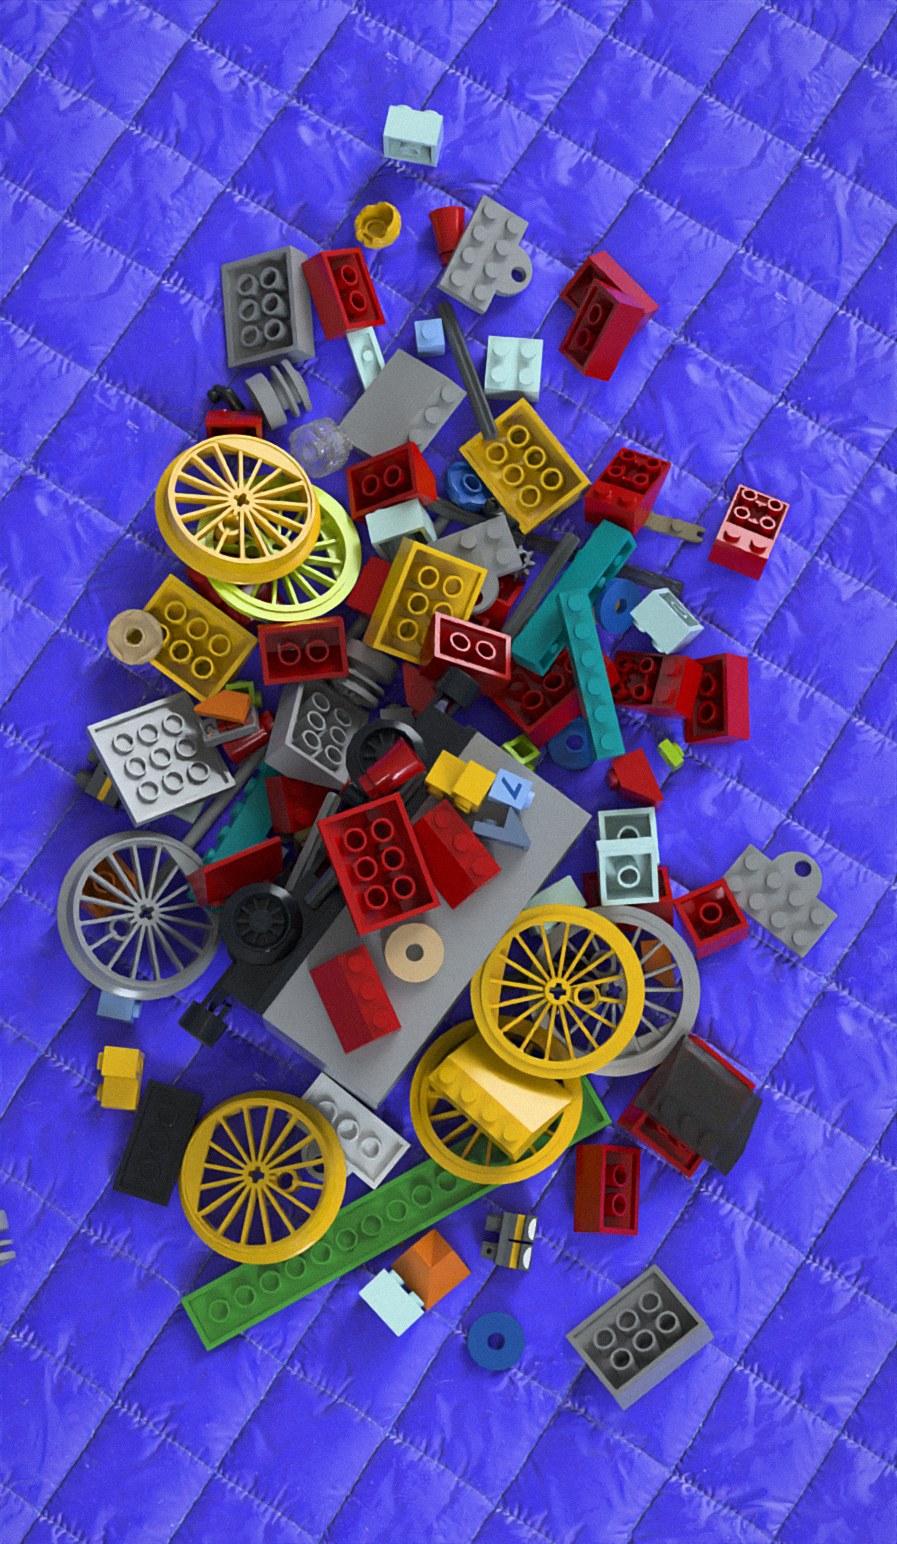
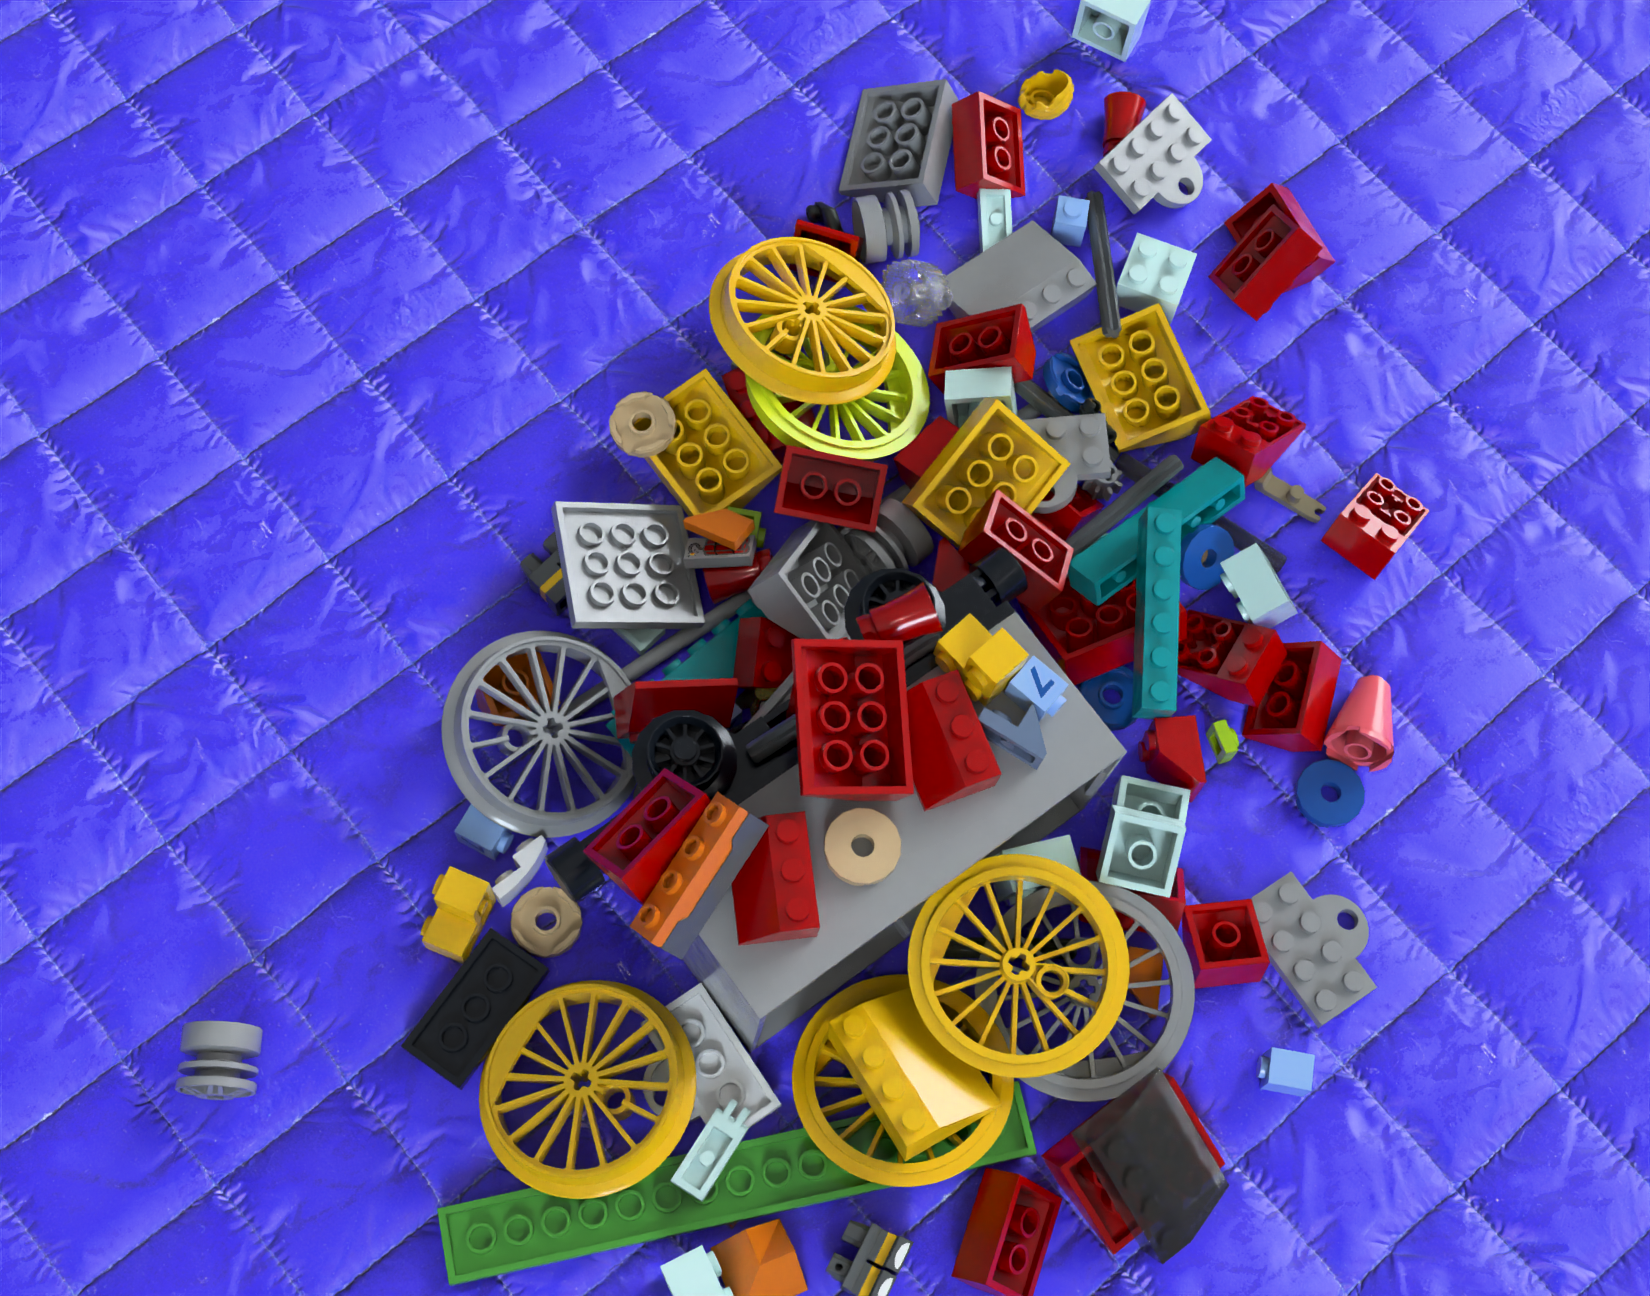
camera: 10 degrees right, 10 degrees down
(159, 1017) = (528, 861): none -> white slope
(183, 1076) = (546, 942): none -> tan tile
(260, 994) = (648, 834): none -> red slope
(301, 1015) = (698, 876): none -> orange piece
(369, 1196) = (711, 1151): none -> light aqua hinge
(765, 754) = (1342, 780): none -> blue tile
(778, 708) = (1363, 727): none -> coral cone
(783, 1002) = (1286, 1071): none -> light blue brick

